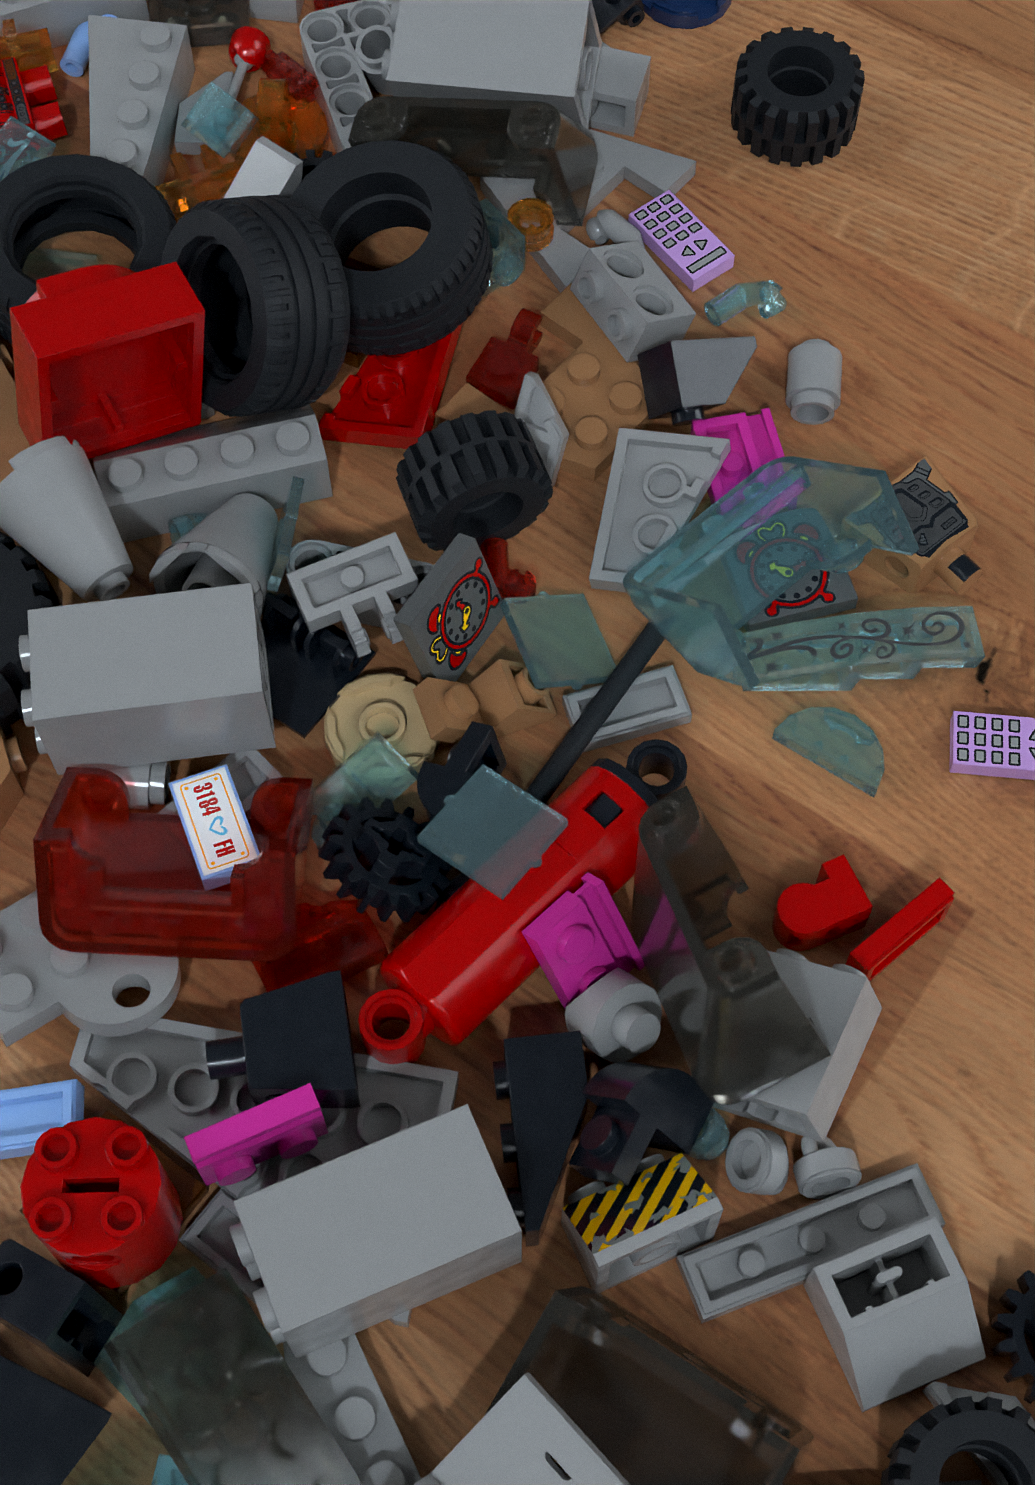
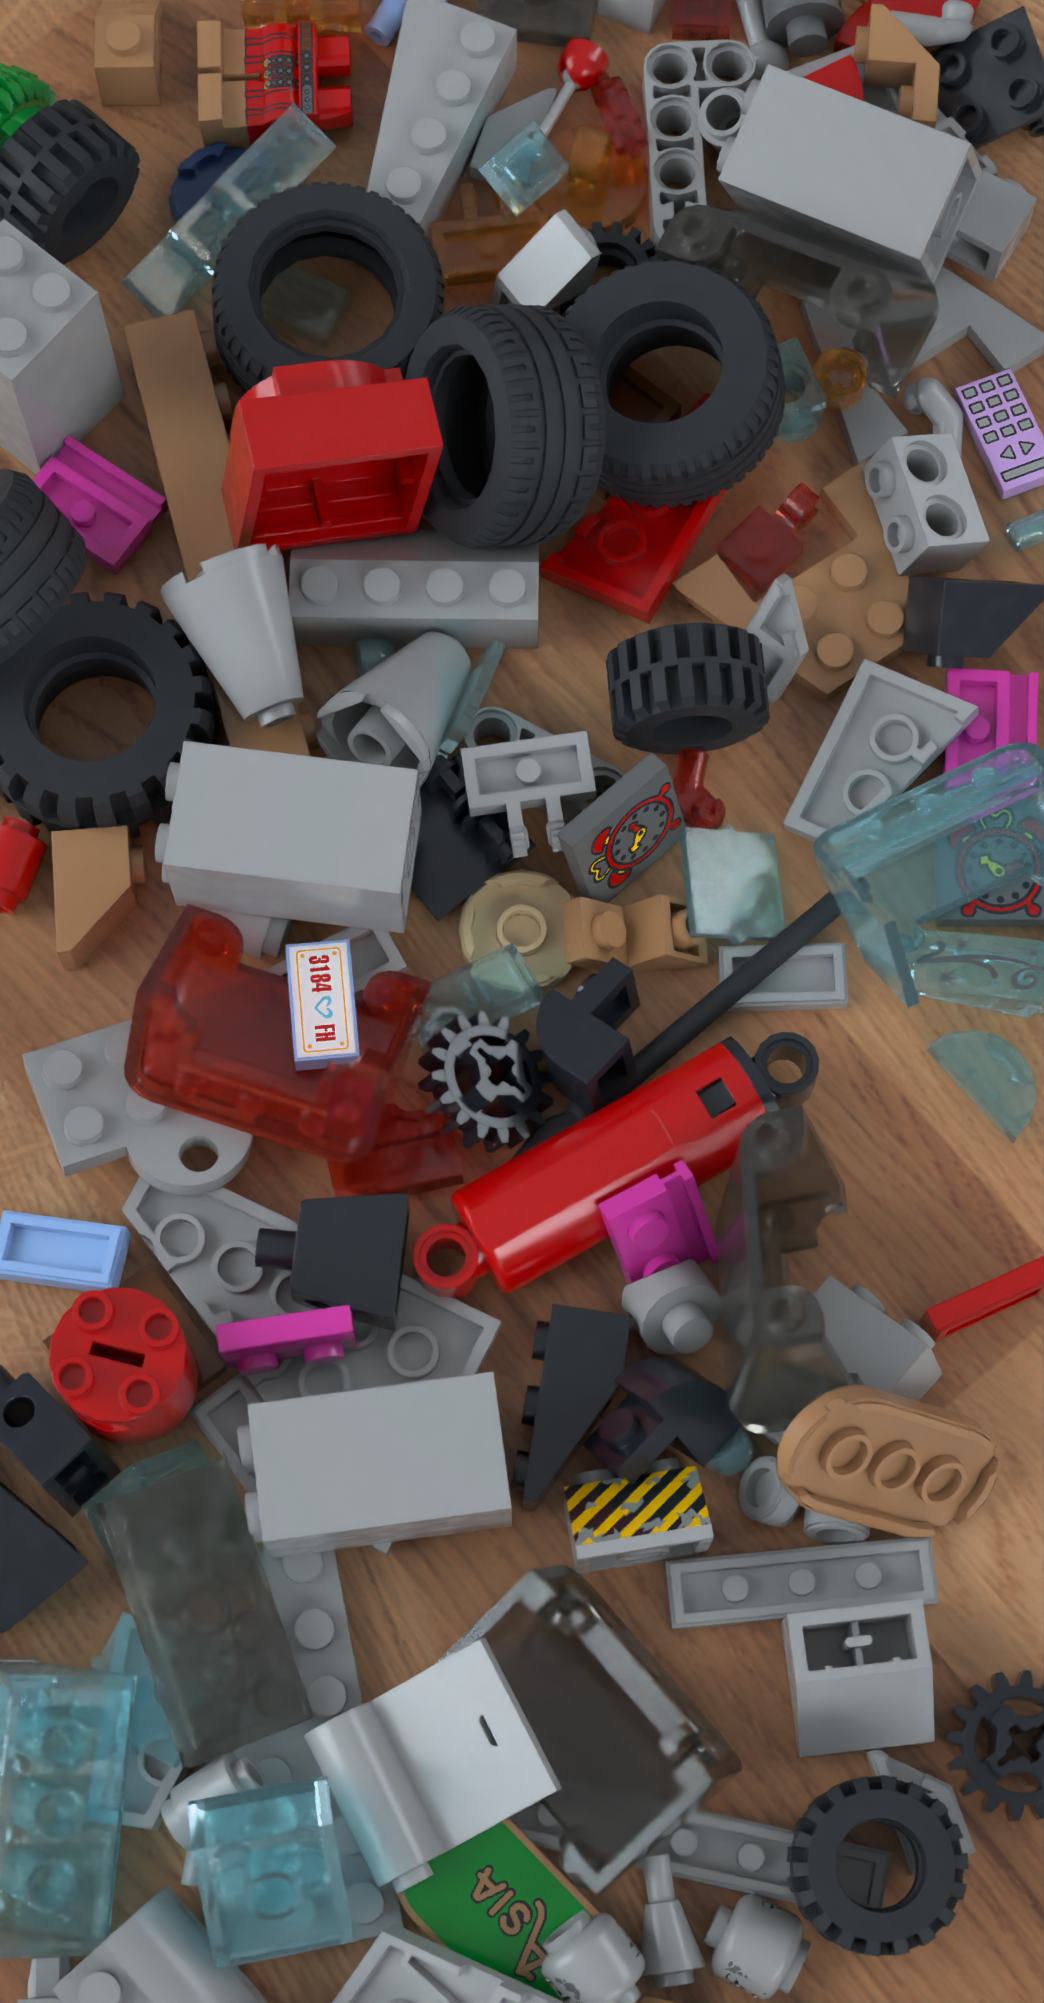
camera: 15 degrees right, 10 degrees up
(492, 831) = (598, 1090): clear light blue piece -> none
(821, 912) = (916, 1255): red leg -> none
(860, 1095) = (886, 1461): none -> medium nougat tile

